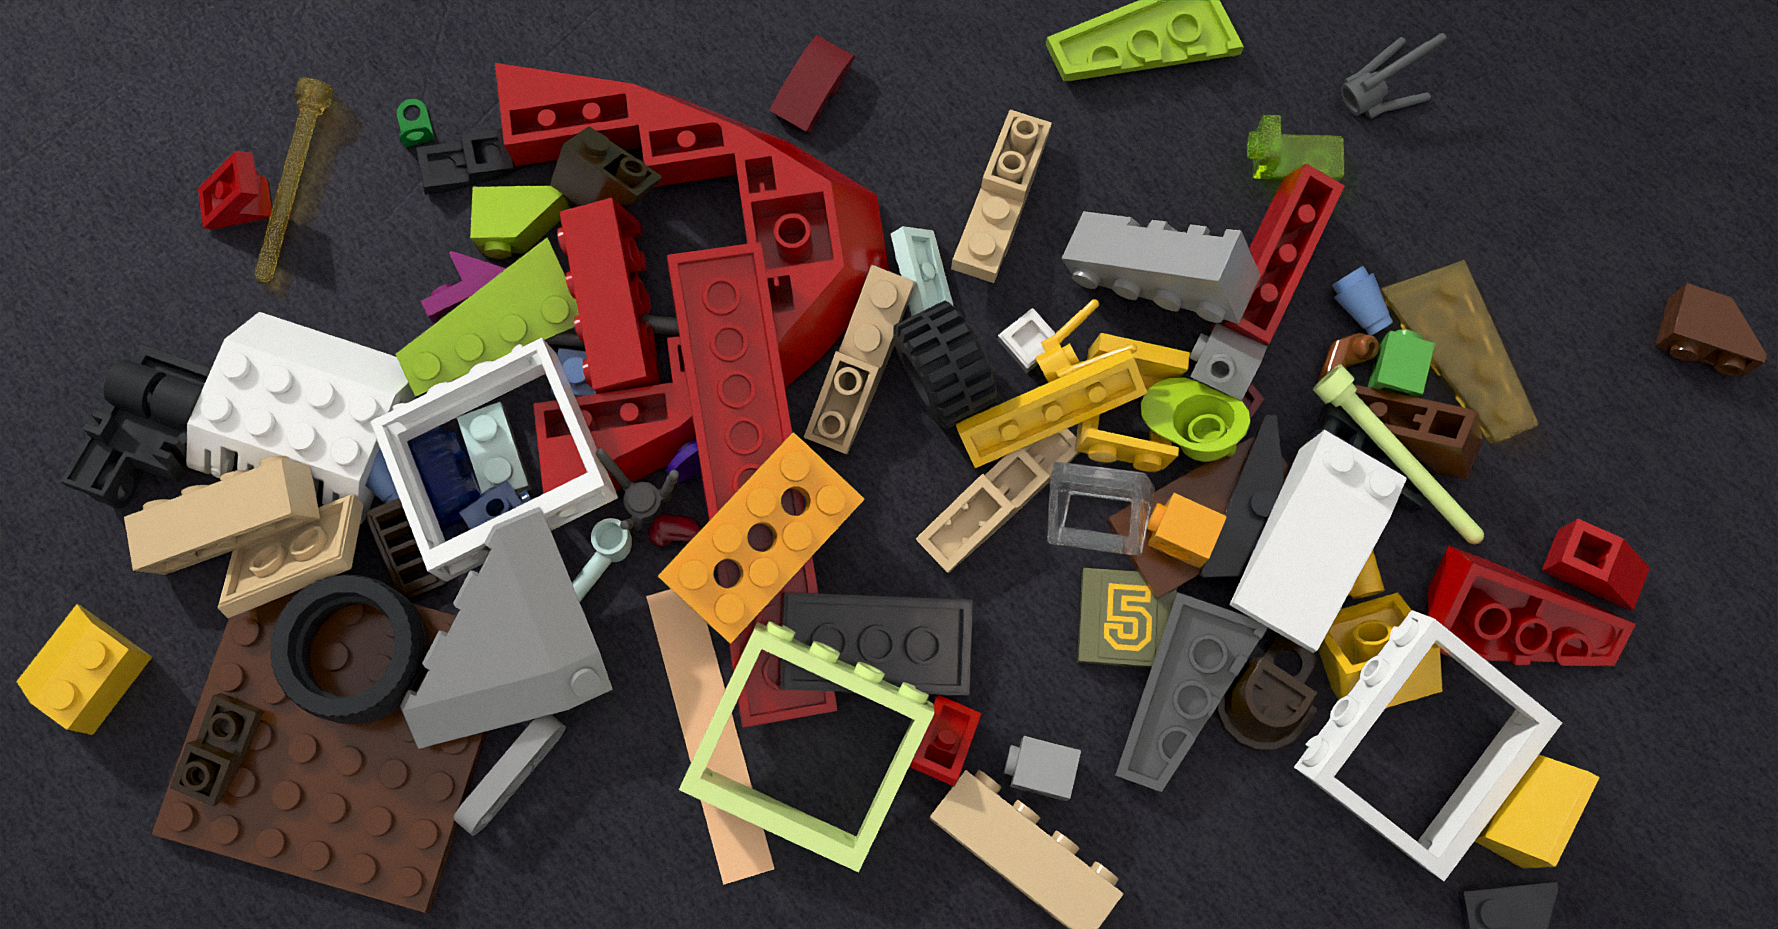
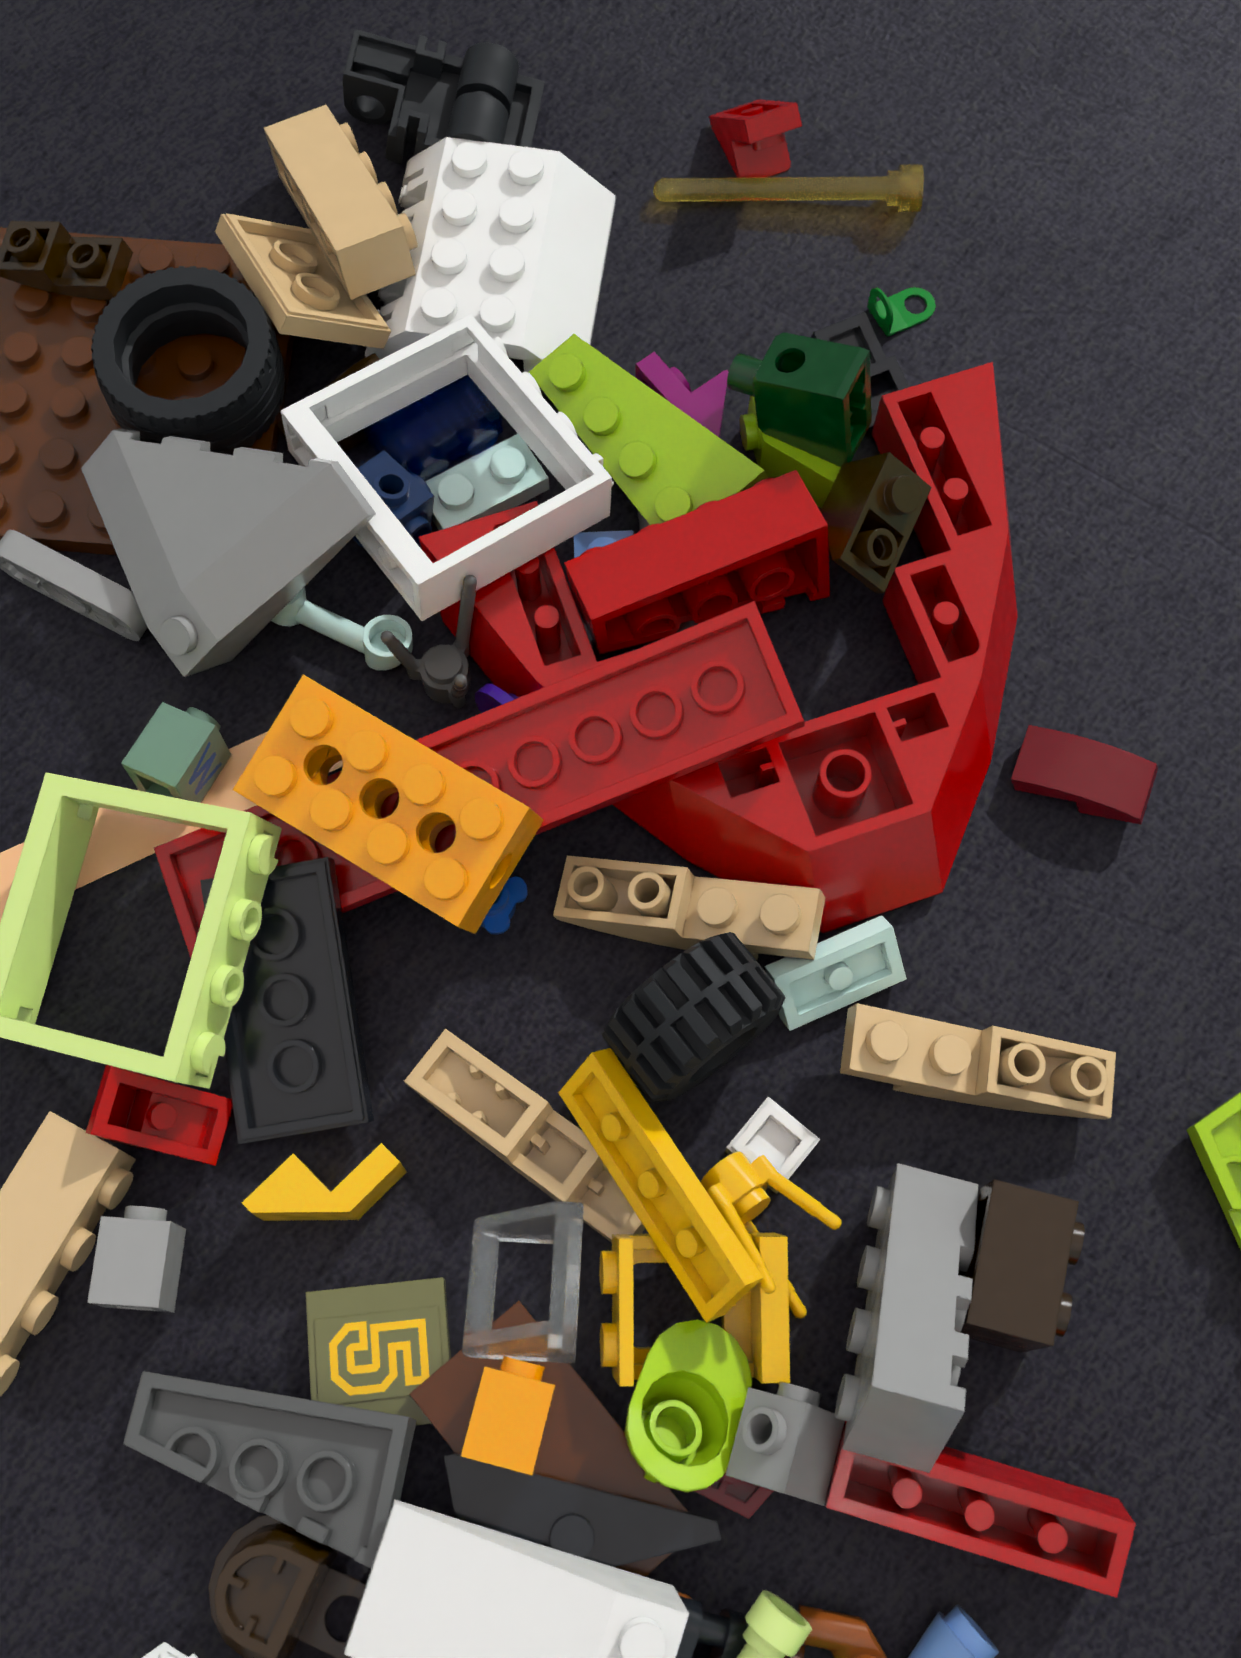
camera: 75 degrees right, 5 degrees down
(82, 672) = (144, 116): yellow slope -> none
(496, 193) = (809, 394): none -> dark green torso
(672, 703) = (177, 754): none -> sand green brick
(673, 528) = (414, 711): dark red arm -> none
(1013, 652) = (299, 1194): none -> yellow slope
(1142, 189) = (1021, 1267): none -> dark brown brick
(1280, 154) = (1157, 1494): clear neon green bracket -> none

